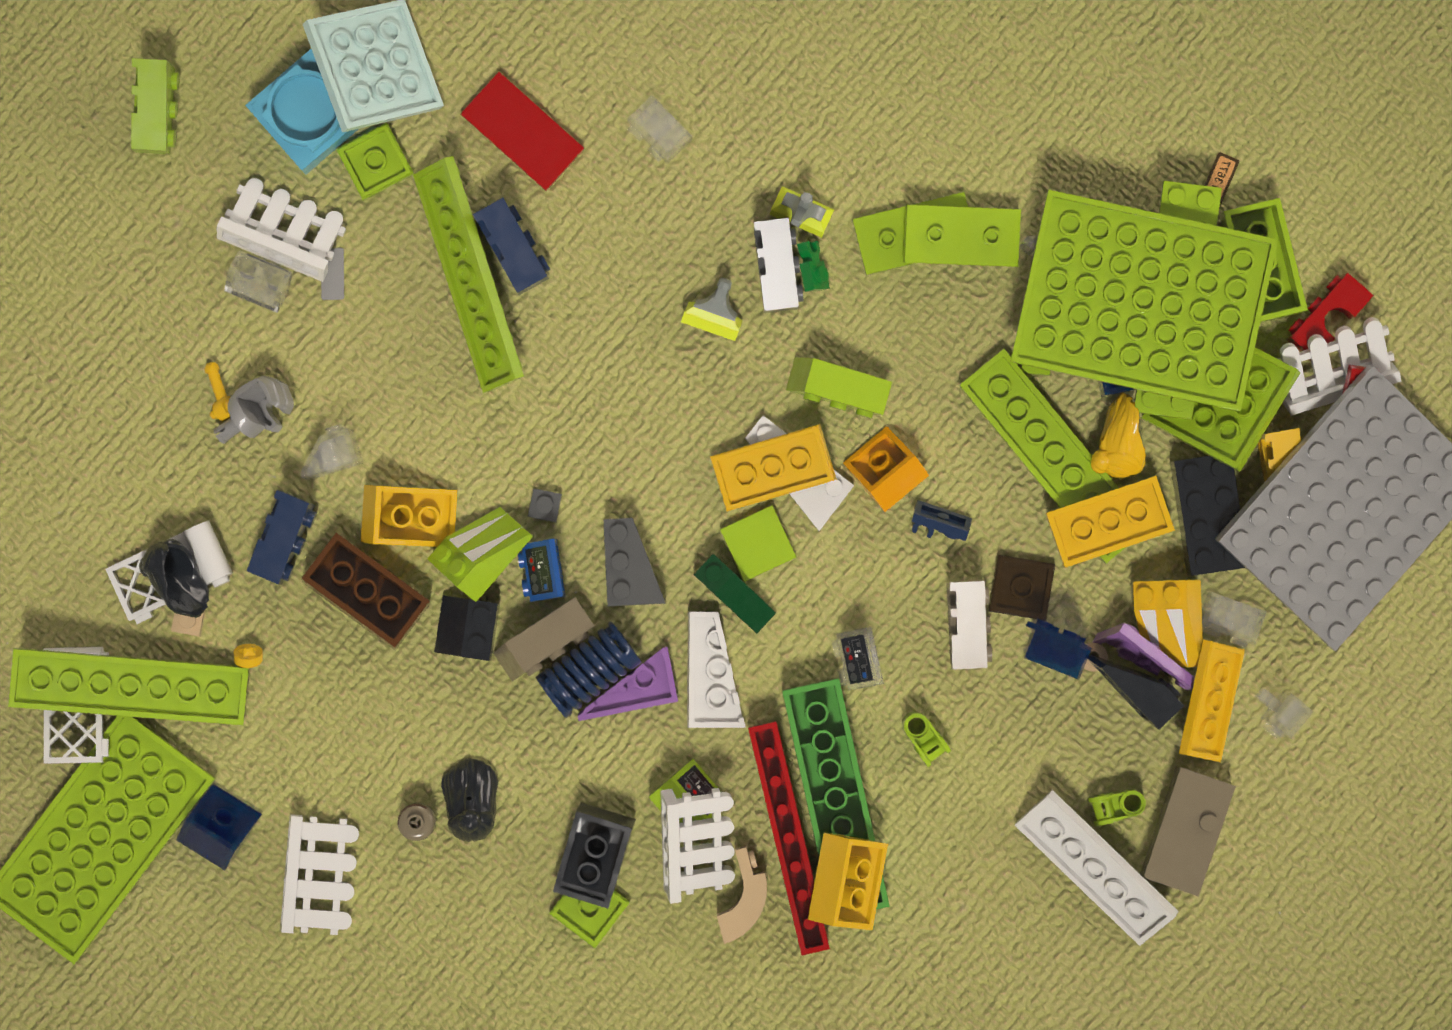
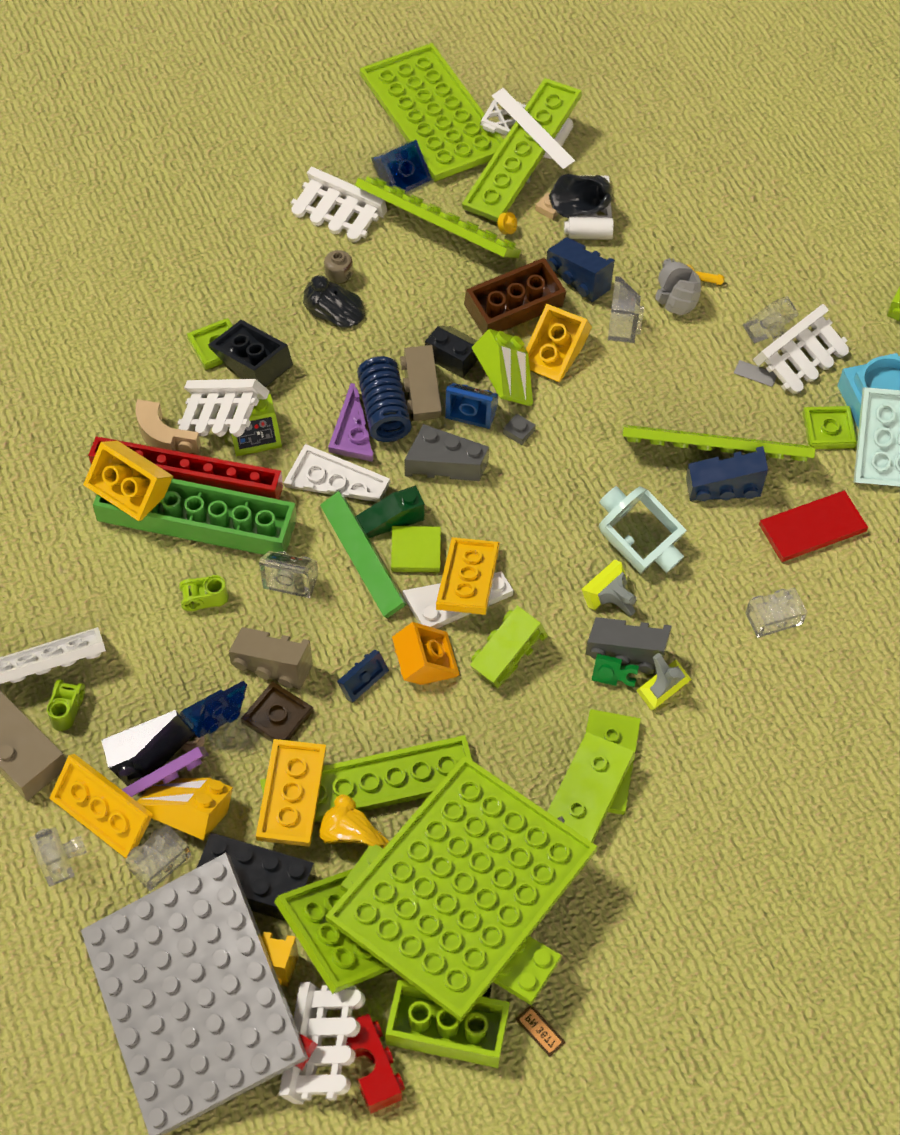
camera: 115 degrees right, 30 degrees down
(95, 686) = (533, 128): none -> white sticker
(287, 739) = (433, 214): none -> lime plate
(619, 339) = (617, 506): none -> light aqua piece
(794, 595) = (363, 555): none -> bright green tile

